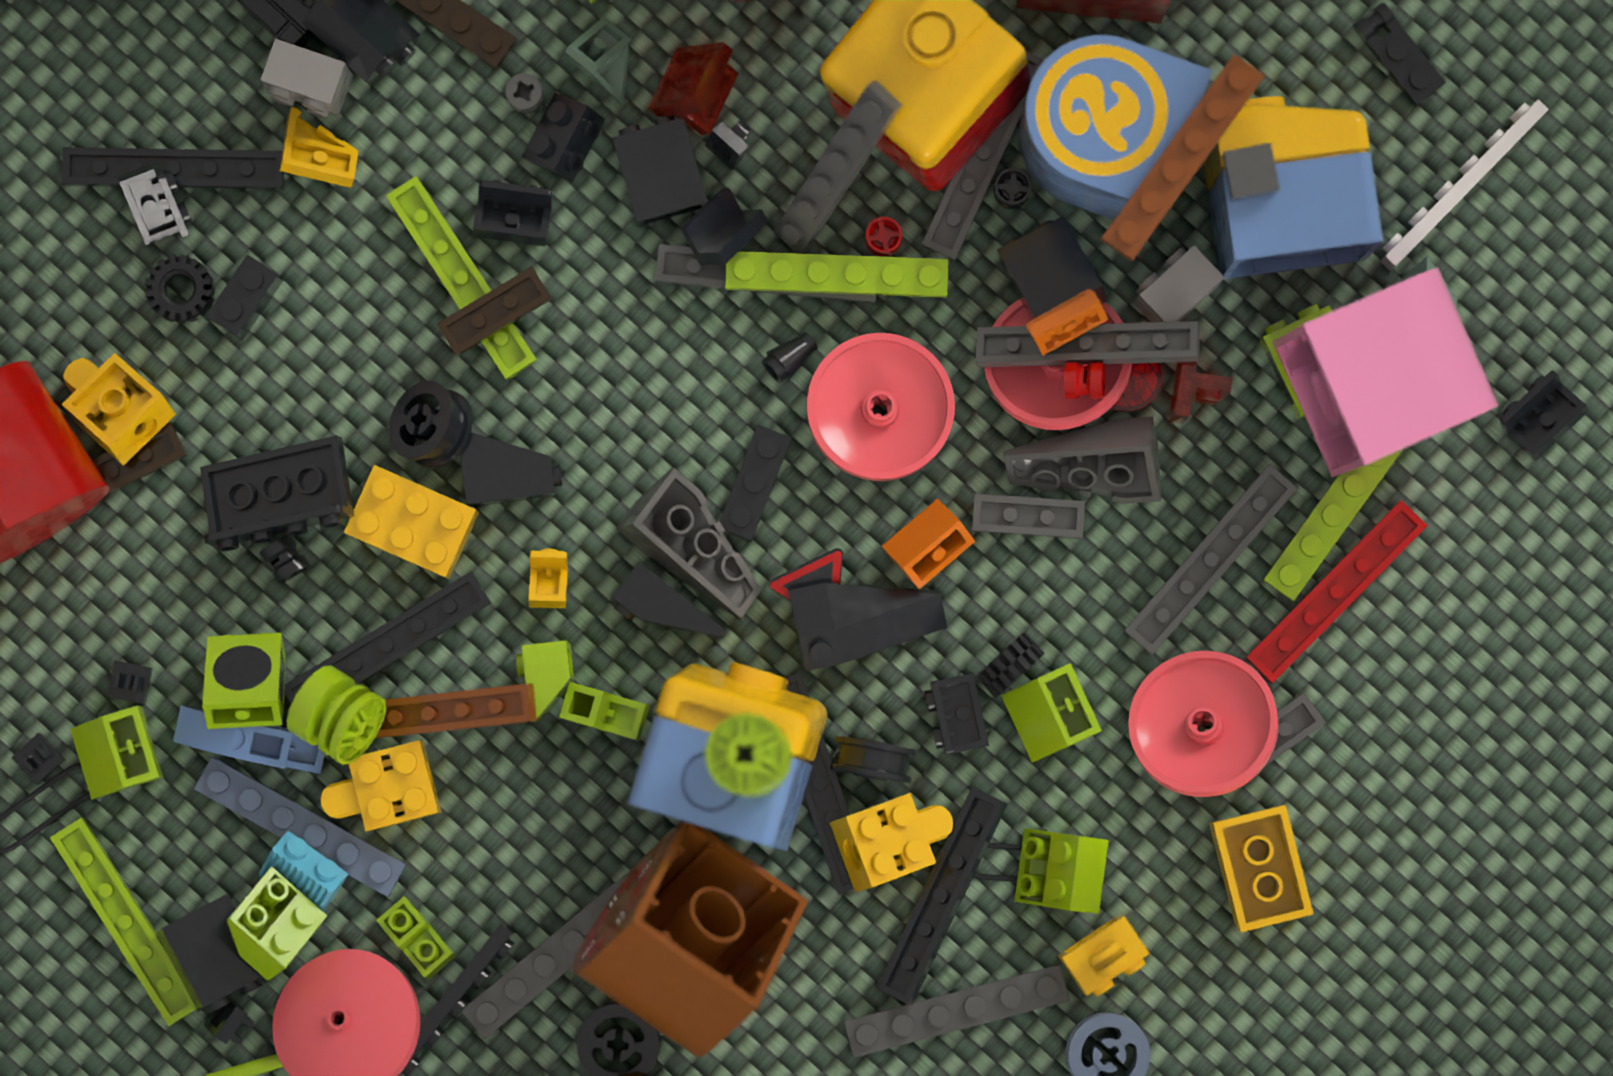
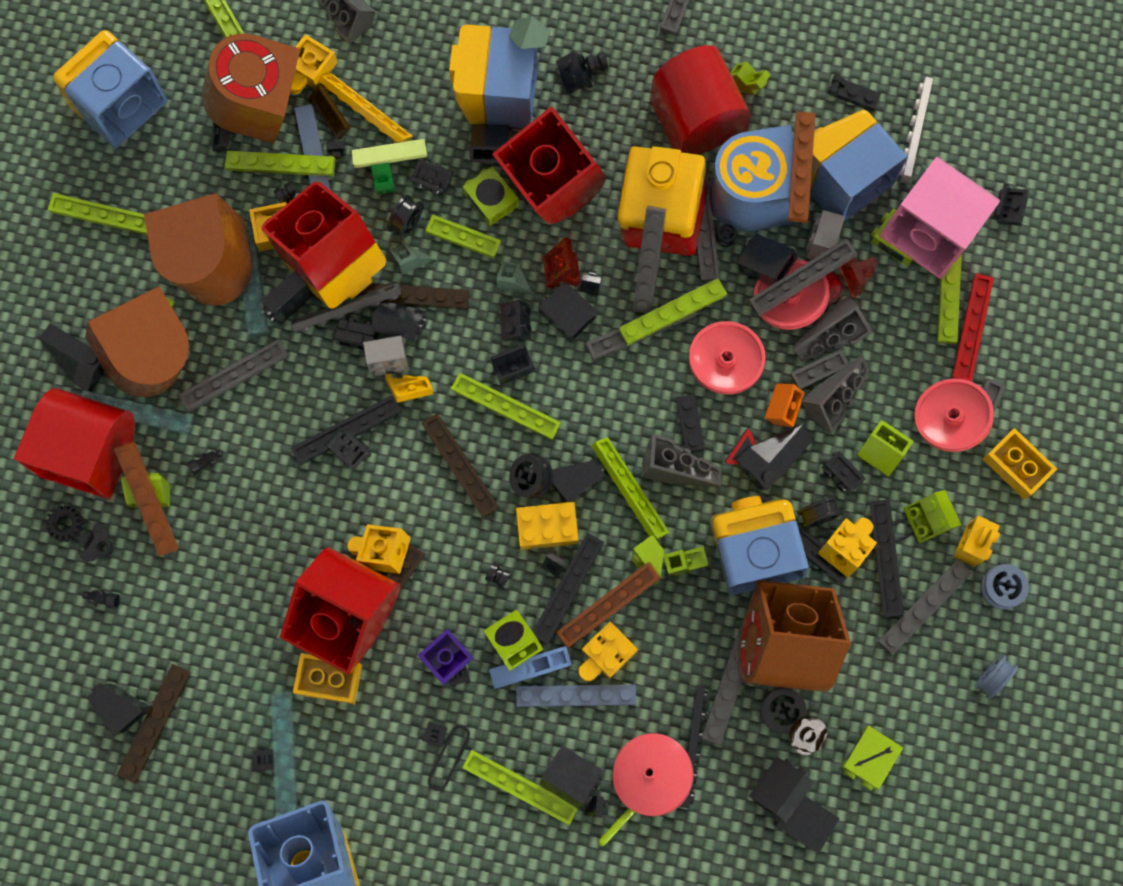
camera: 30 degrees left, 10 degrees down
(116, 752) = (470, 709): lime slope -> none
(121, 645) = (445, 656): none -> dark purple slope
(164, 273) = (377, 470): black tyre -> none
(244, 297) = (412, 468): black brick -> none
(273, 924) = (593, 746): lime slope -> none
(276, 493) = (478, 546): black bracket -> none
(306, 869) = (591, 715): medium azure brick -> none
(327, 333) = (460, 465): none -> dark brown plate
(336, 715) = (566, 629): lime wheel -> none
(387, 591) = (554, 563): none -> black tile
(416, 938) = (660, 716): lime slope -> none
(494, 311) = (530, 410): dark brown plate -> none
(527, 100) = (487, 315): dark grey wheel -> none
(548, 579) = (624, 516): yellow bracket -> none
(586, 537) = (630, 488): none -> lime plate
(658, 603) = (681, 499): black slope -> none
(721, 228) = (611, 321): black panel -> none
(771, 755) = (785, 536): lime wheel -> none
(788, 357) = (672, 361): black cone -> none
(884, 231) = (682, 282): red wheel -> none
(1010, 664) = (854, 437): black tyre -> none
(1018, 575) = (830, 398): none -> dark grey wedge
(1066, 321) = (789, 270): orange bracket -> none
(1075, 380) = (812, 292): red wheel -> none
(1210, 559) = (910, 345): dark grey plate -> none
(1250, 171) = (834, 156): dark grey piece -> none

